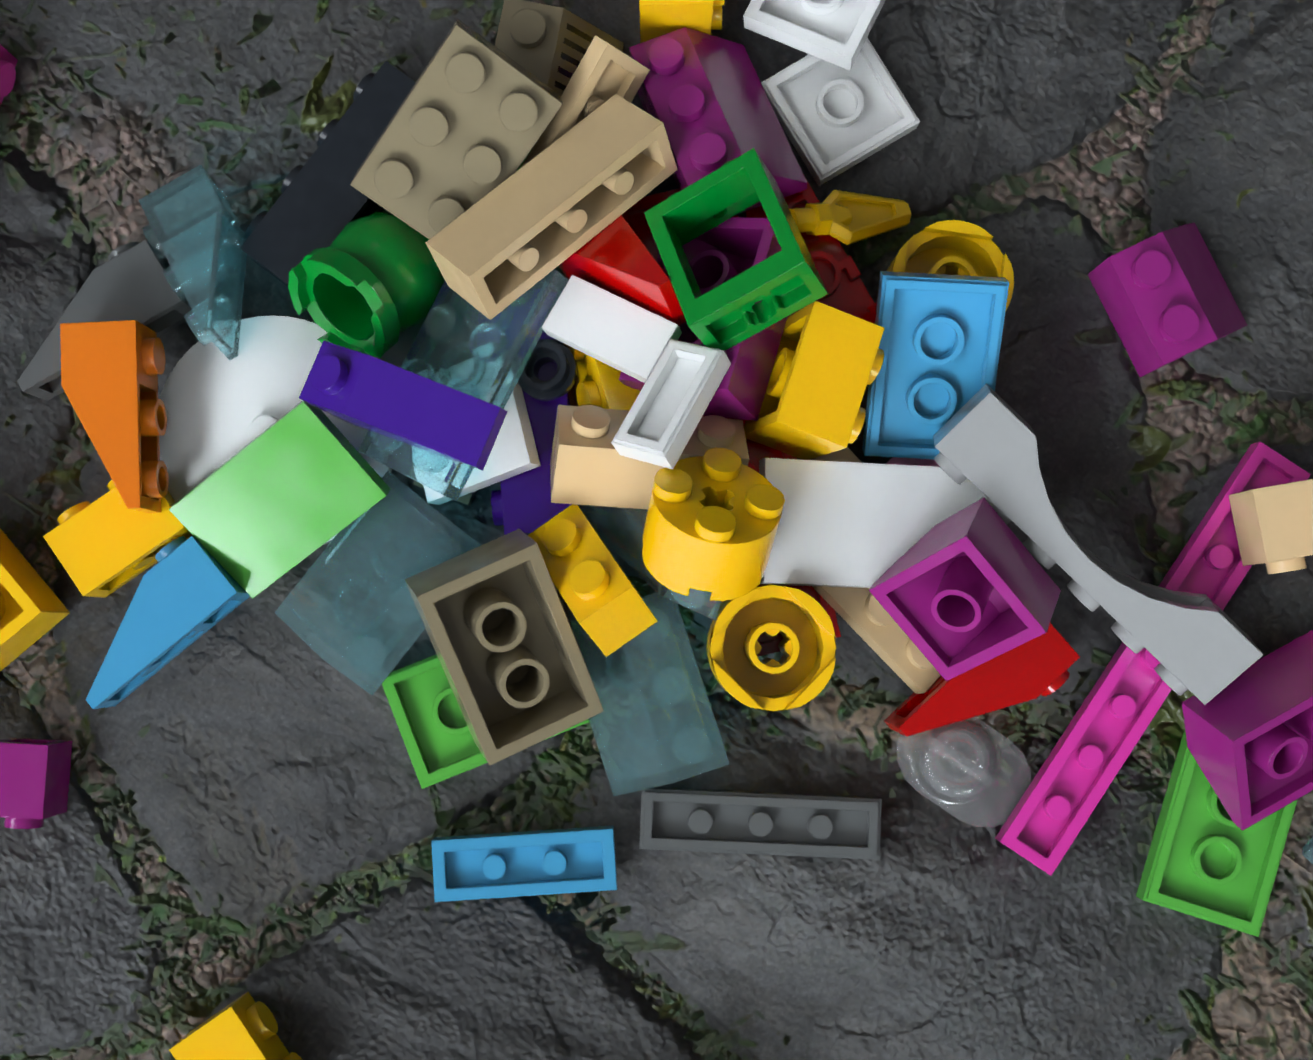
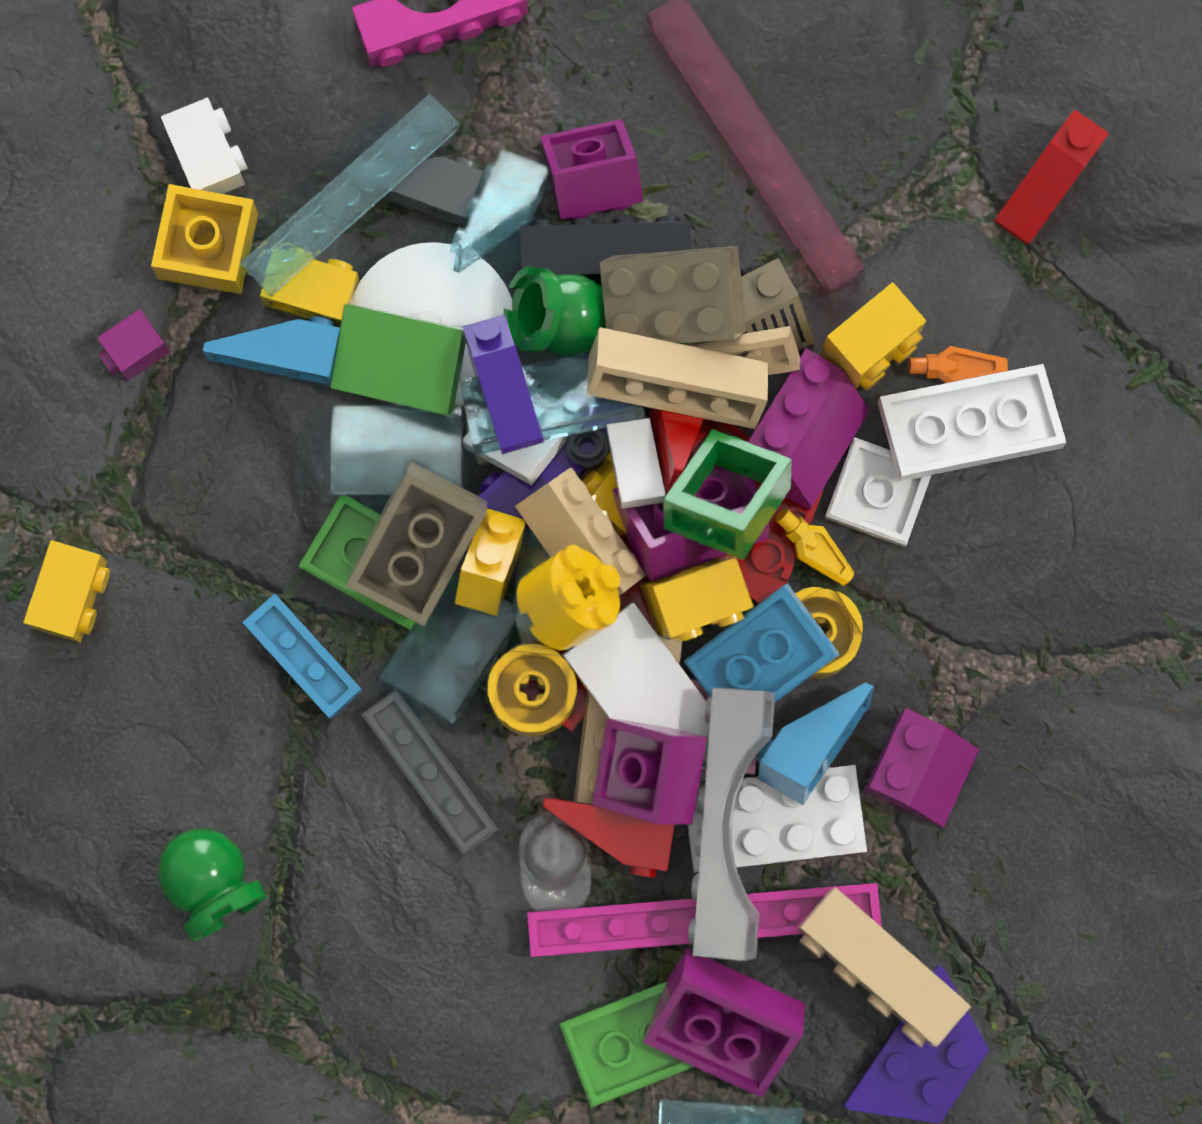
camera: 45 degrees right, 5 degrees down
(47, 429) = (350, 195): none -> clear light blue plate
(113, 387) = (386, 224): orange slope -> none
(245, 123) = (592, 169): none -> magenta slope
(671, 403) = (618, 524): white tile -> none
(1064, 393) = (811, 743): none -> dark azure slope
(1117, 473) = (779, 829): none -> white plate

